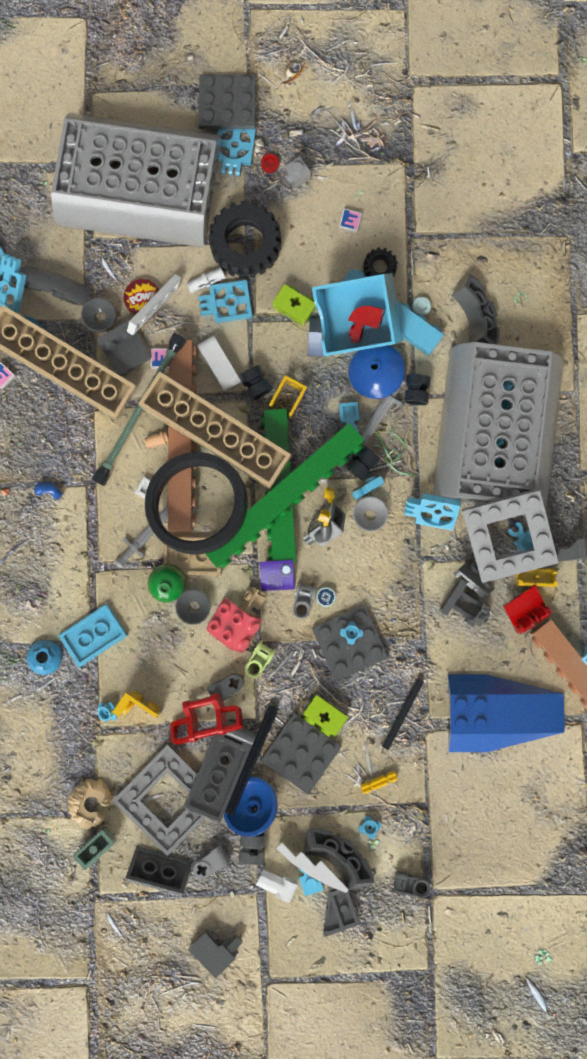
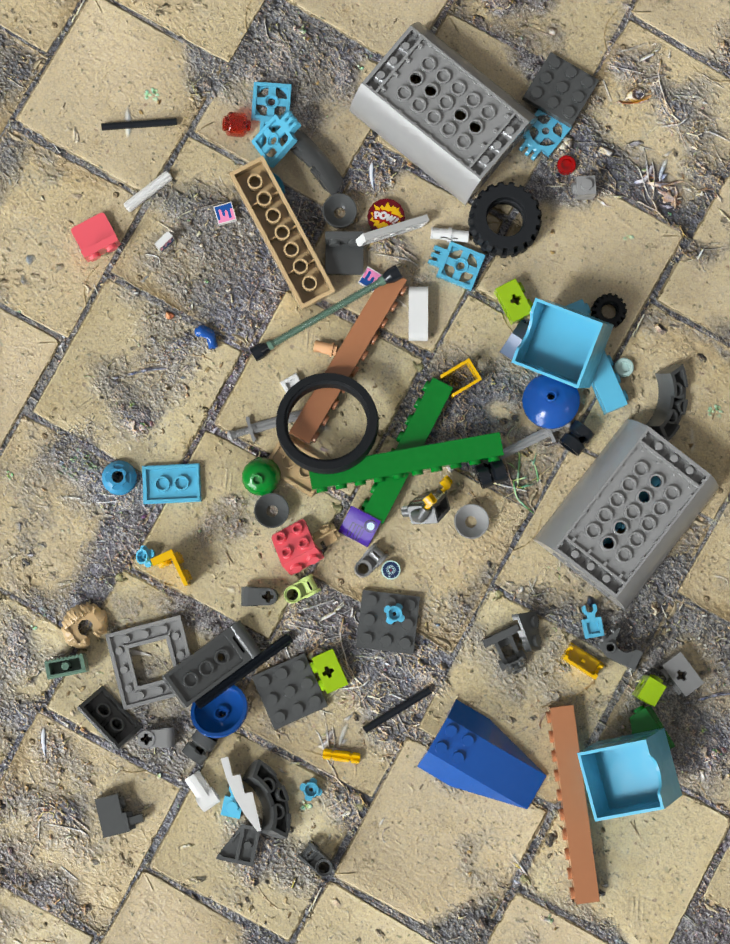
camera: 25 degrees right, 0 degrees up
(192, 721) = (213, 606): red bar -> none
(214, 430) = (380, 370): tan brick -> none
(254, 380) = (440, 349): black wheel -> none
(349, 413) = (505, 424): medium azure plate -> none
(350, 220) = (606, 256): tile -> none
(365, 315) = (565, 347): red brick -> none
(371, 484) = (488, 496): medium azure plate -> none
(416, 506) = (514, 538): medium azure piece -> none
(525, 503) = (550, 631): light grey plate -> none
(527, 610) = (557, 684): red hinge -> none

